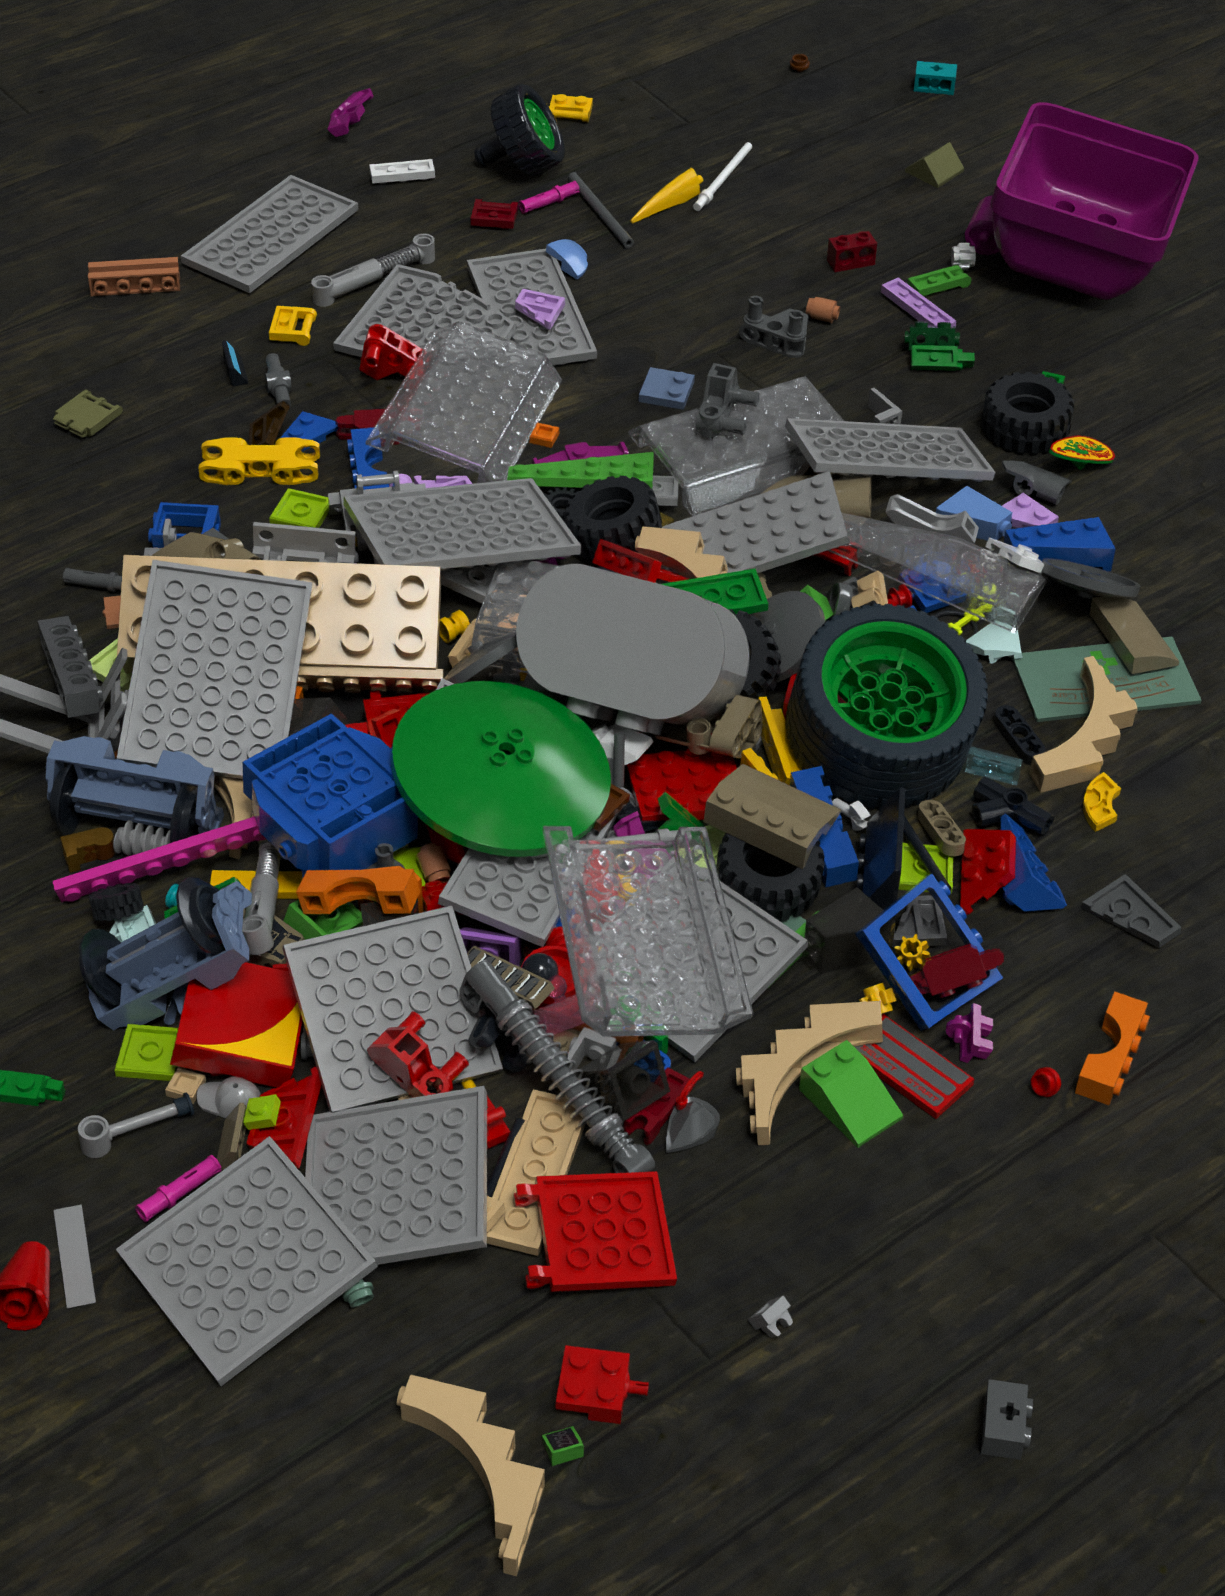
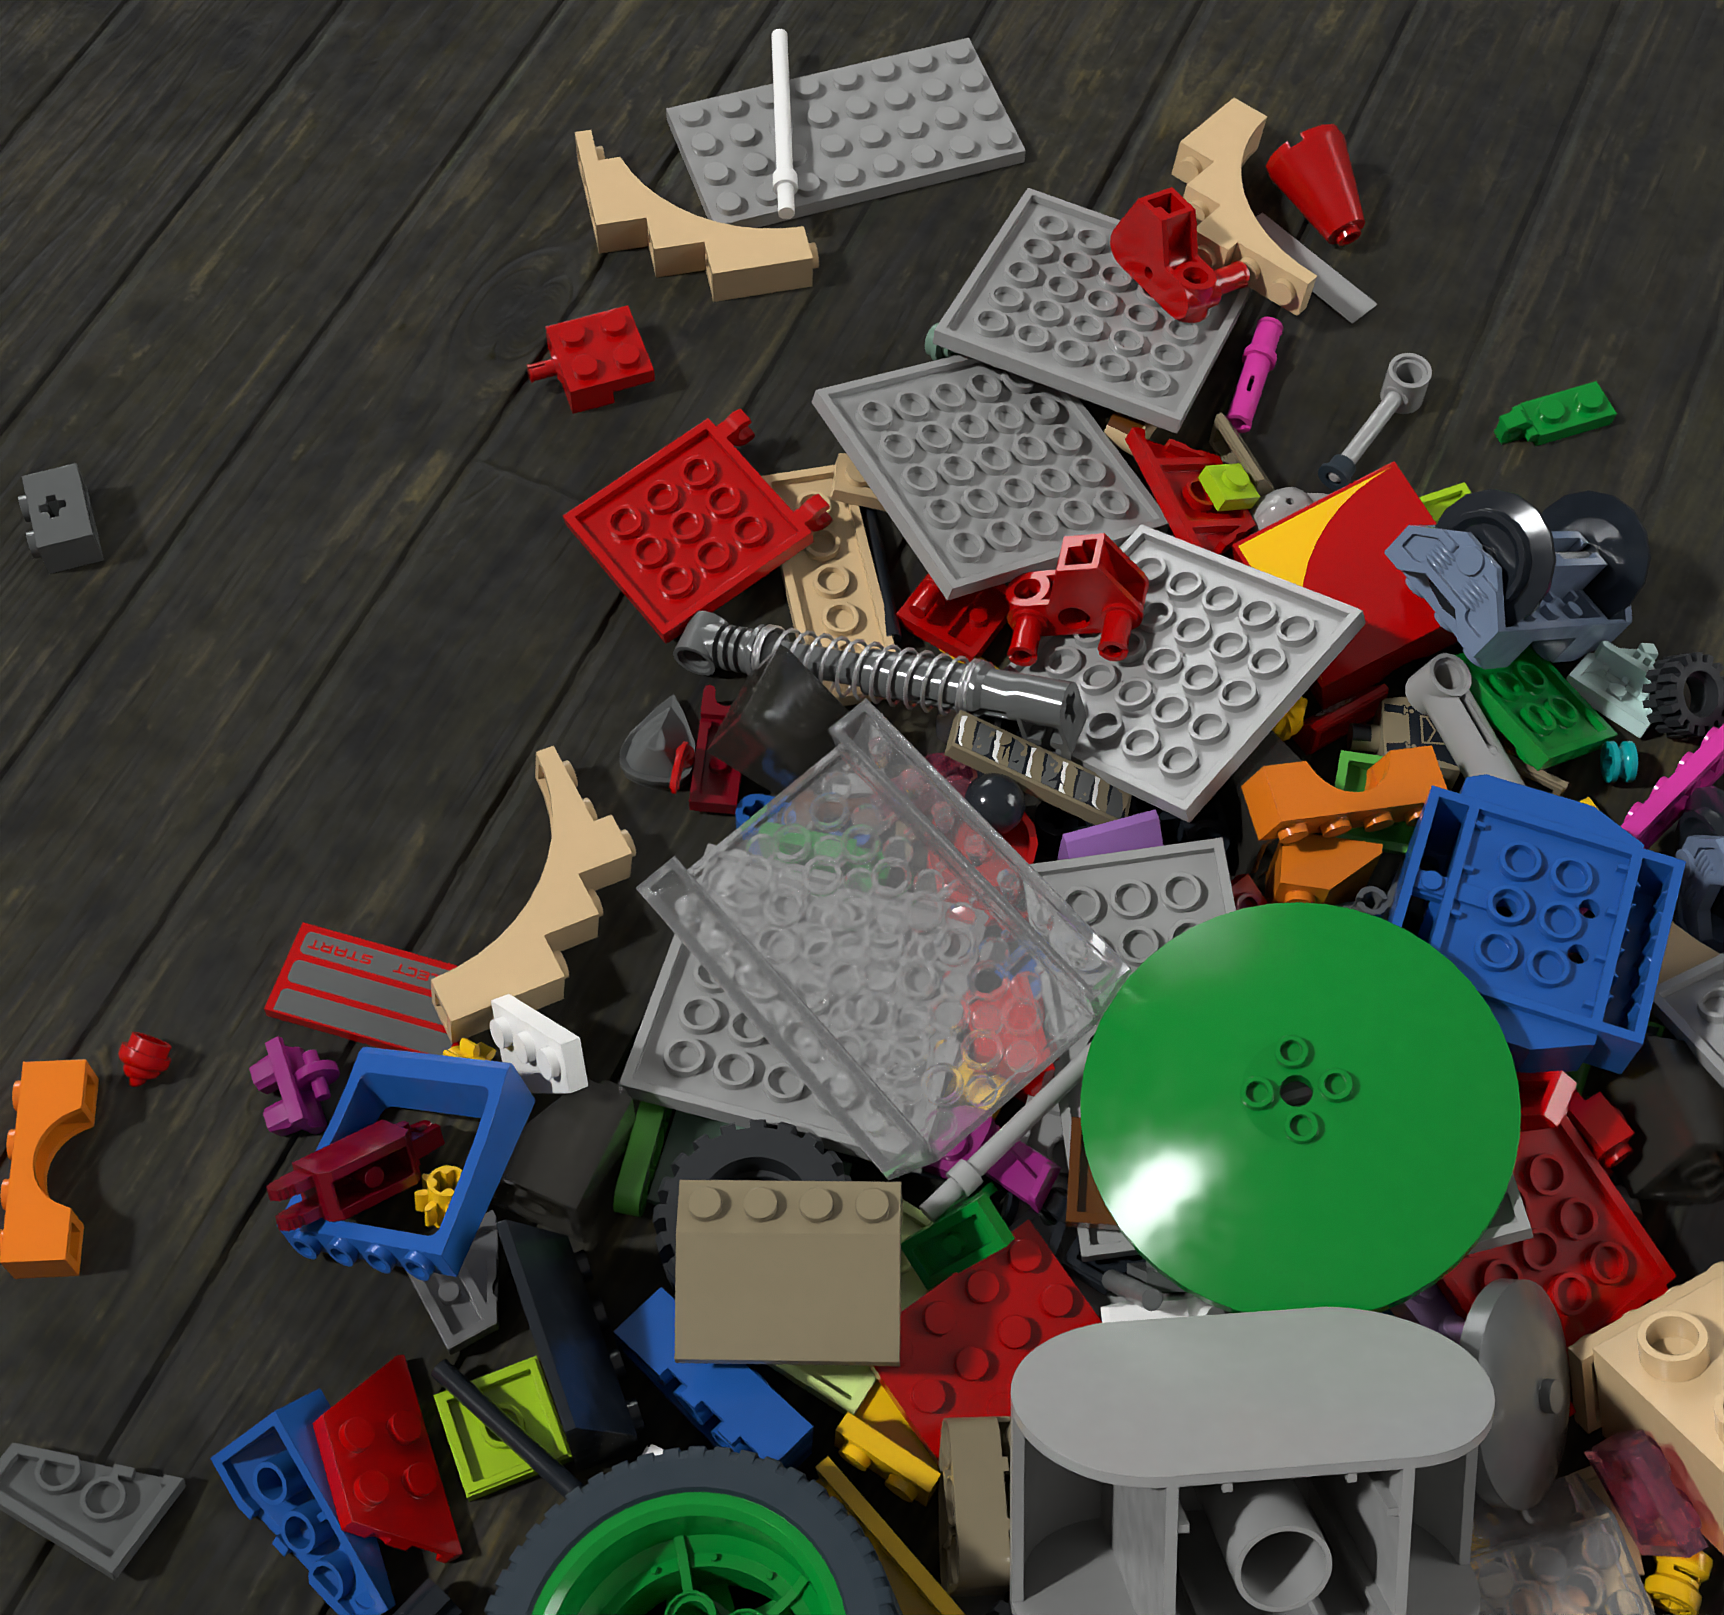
camera: 150 degrees right, 15 degrees up
(81, 1331) = (1226, 227): none -> tan arch
(182, 1251) = (1160, 252): none -> red piece
(308, 1500) = (853, 135): none -> light grey plate
(386, 1452) = (784, 178): none -> white bar
(452, 625) = (1647, 1501): none -> clear pink plate
(563, 1445) = (598, 286): bright green slope -> none
(771, 1312) = (420, 524): light grey tile -> none
(843, 958) = (539, 1048): none -> white wing
(849, 1093) = (448, 891): bright green slope -> none
(926, 813) = (465, 1504): dark tan beam -> none

